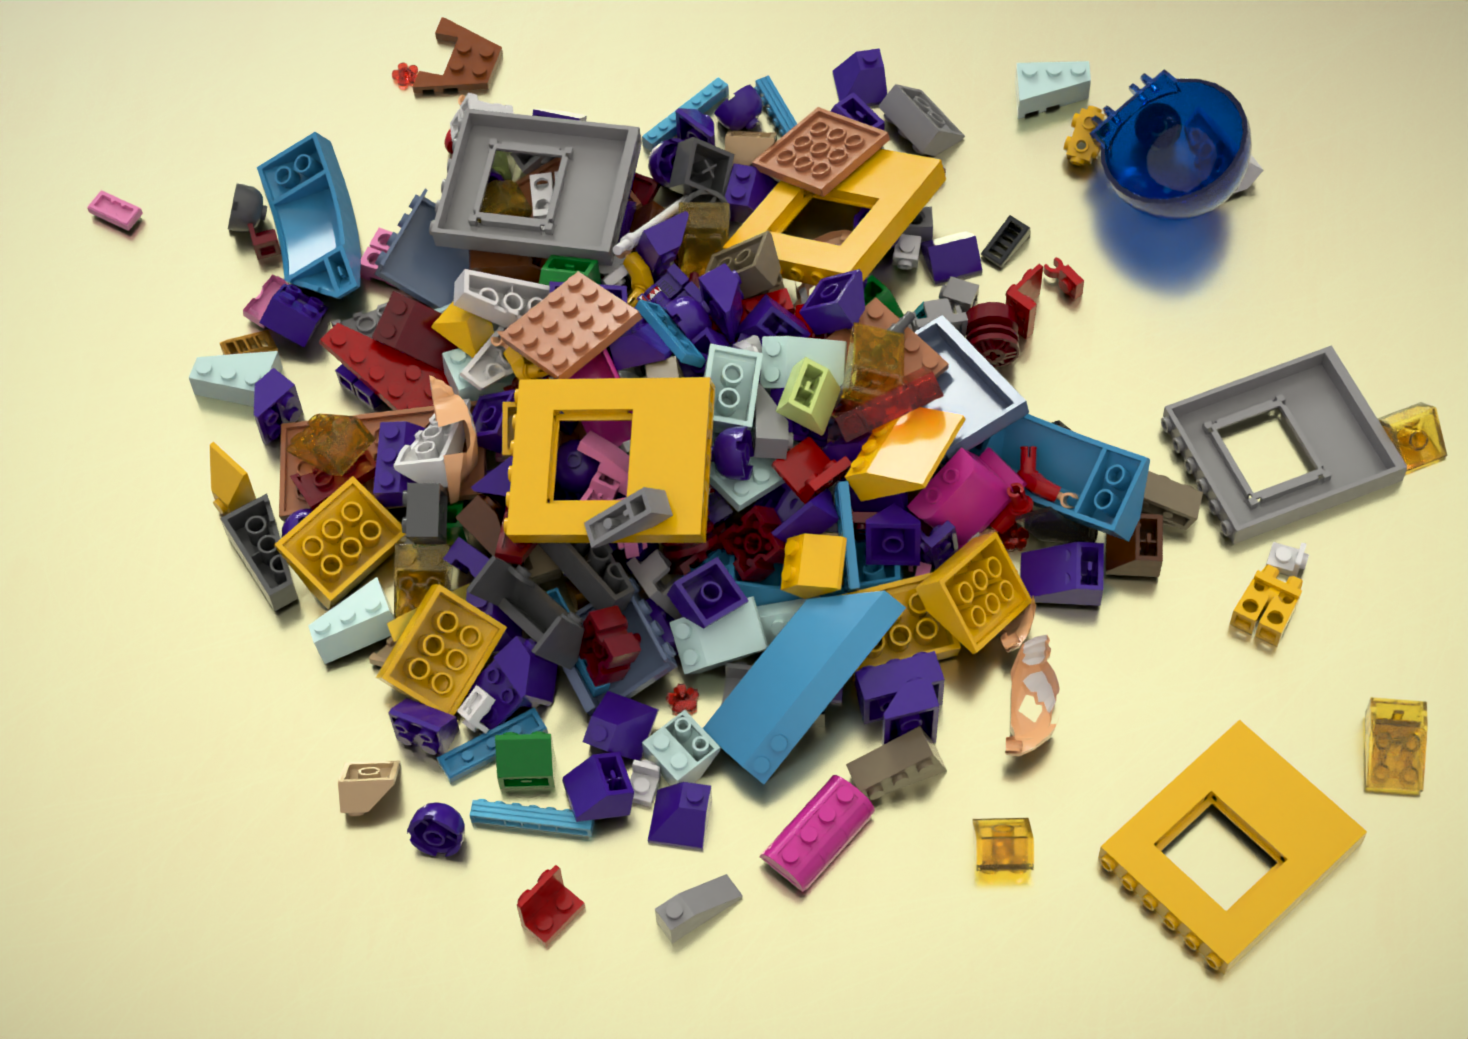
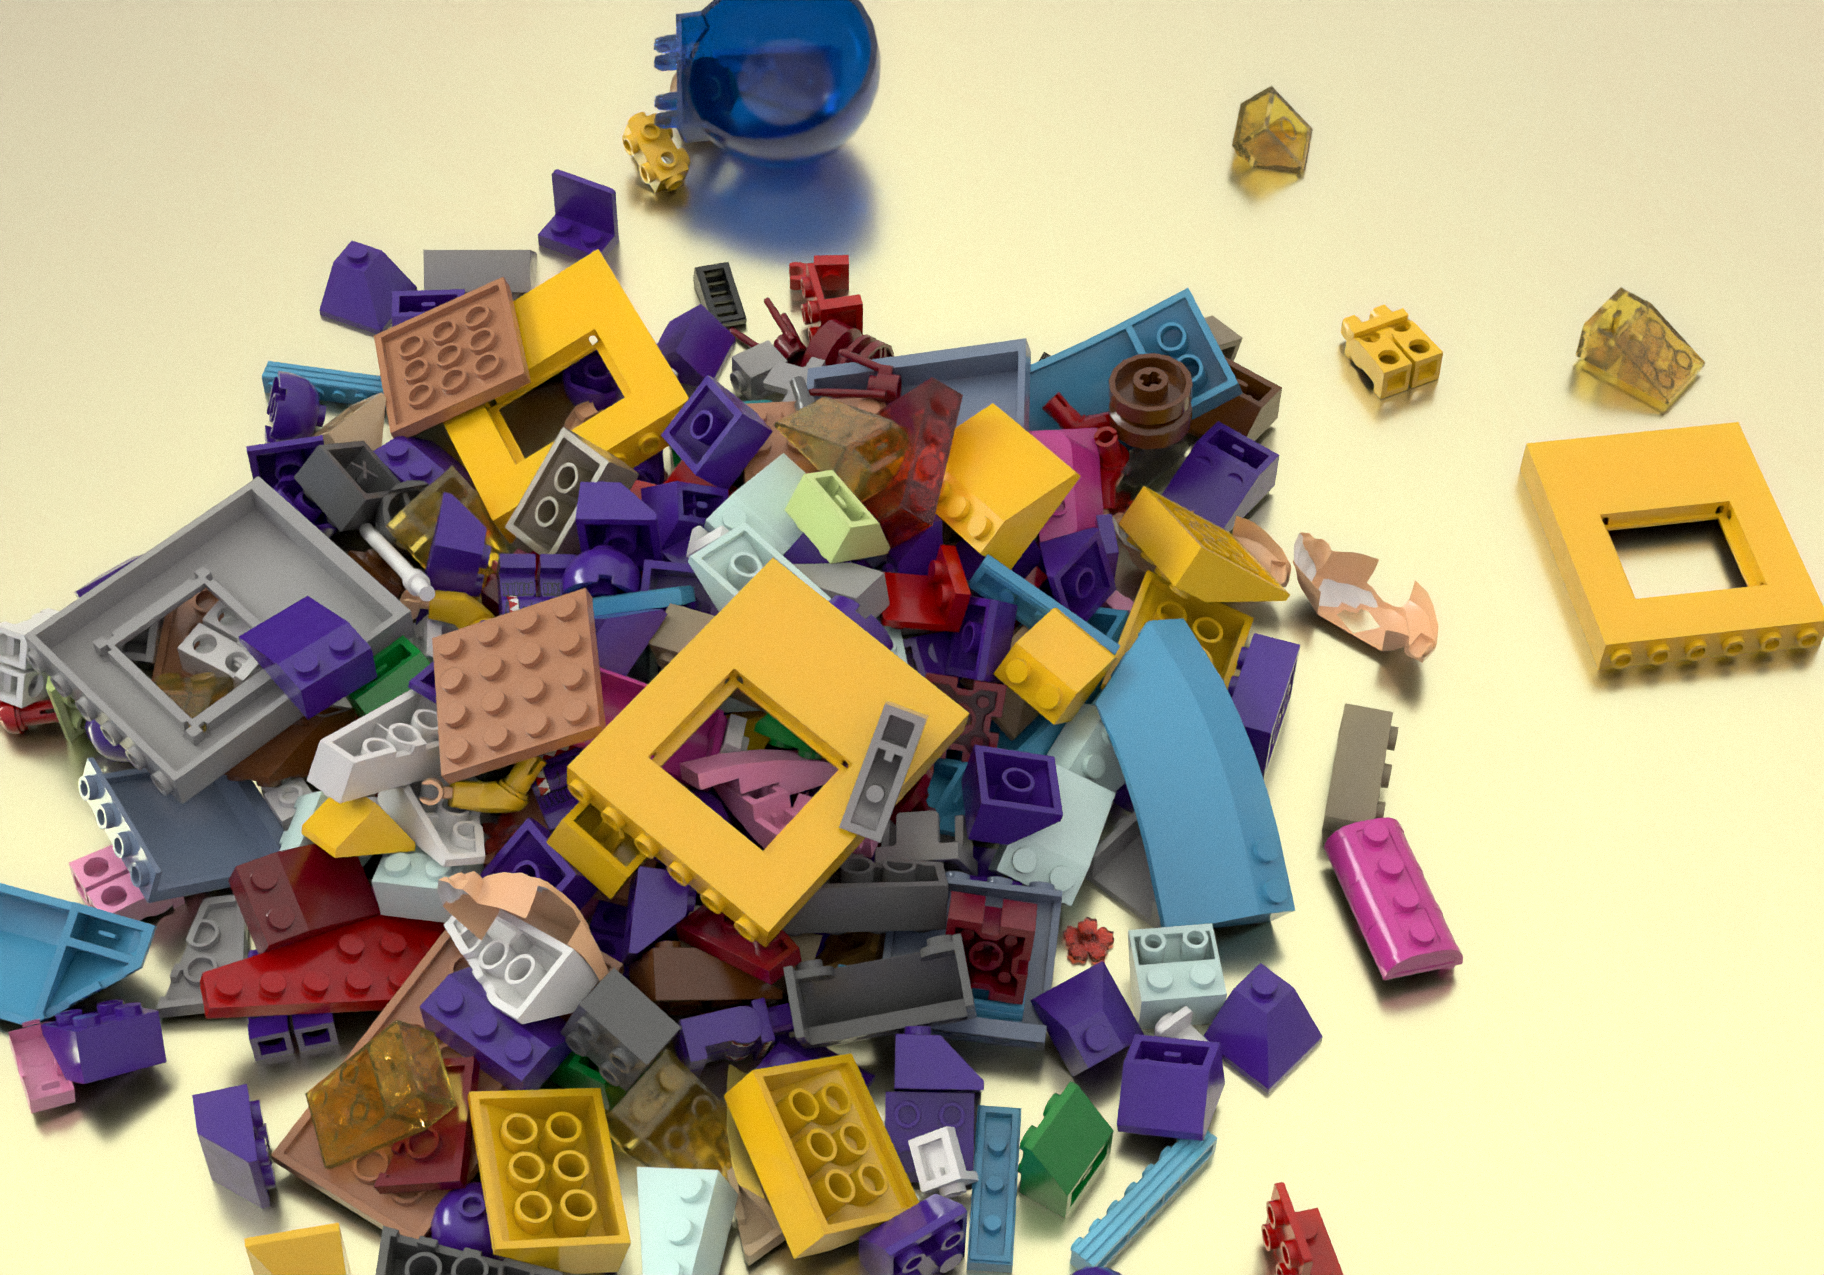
camera: 60 degrees left, 10 degrees down
(232, 375) = (134, 1173): light aqua wedge -> none
(238, 343) = (94, 1167): pearl gold slope -> none
(541, 229) = (311, 655): none -> dark purple slope
(696, 906) = (1409, 1090): light grey slope -> none
(701, 101) = (231, 449): medium azure piece -> none
(910, 708) = (1316, 707): dark purple slope -> none
(950, 357) = (883, 388): none -> dark red plant
(992, 294) = (787, 344): none -> dark red plant
(997, 141) = (582, 218): none -> dark purple bracket
(1003, 845) = (1532, 735): clear yellow slope -> none
(1050, 84) = (549, 142): light aqua wedge -> none
(1054, 494) = (1150, 401): none -> reddish brown wheel
(1287, 558) = (1347, 301): white bracket -> none
(1327, 419) = (1202, 183): light grey panel -> none

